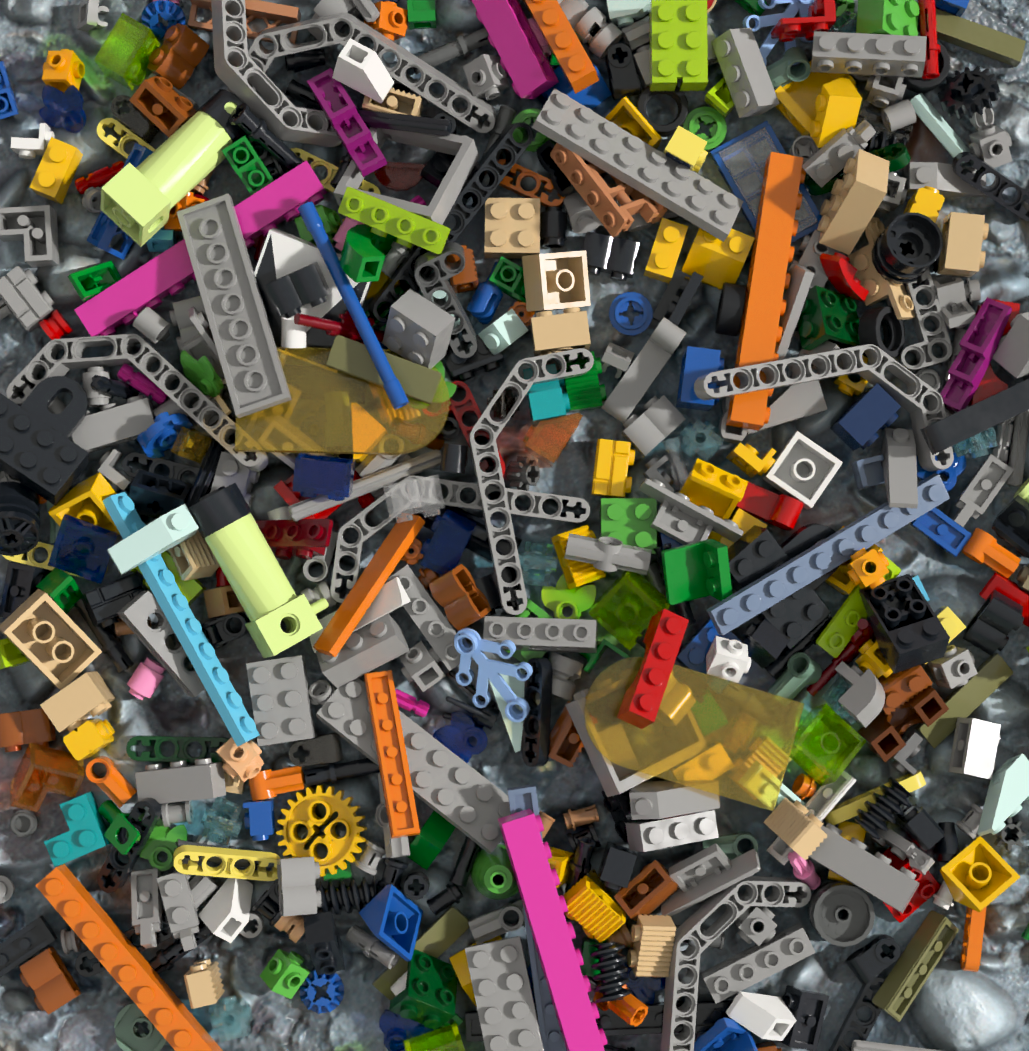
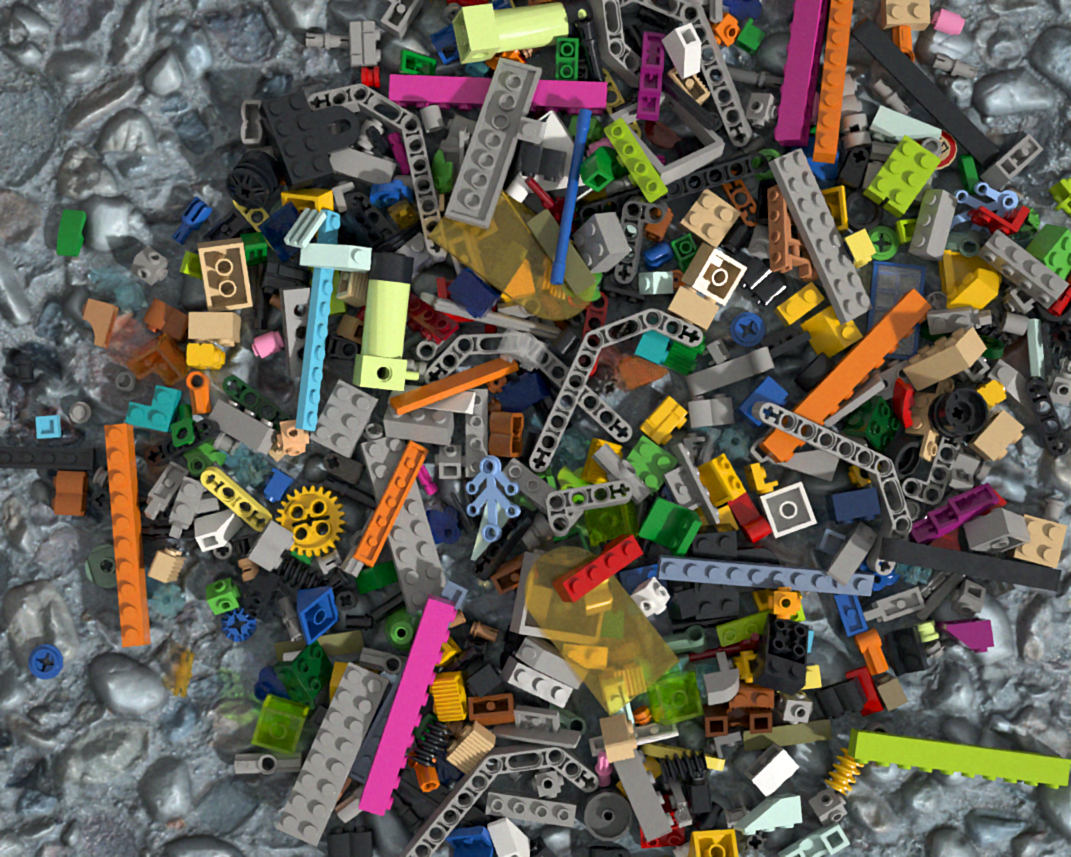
camera: 45 degrees right, 0 degrees up
(96, 533) = (302, 227): none -> light aqua tile
(264, 265) = (531, 130): none -> light grey brick
(269, 783) = (301, 468): orange piece -> none
(597, 607) = (590, 501): none -> light grey beam

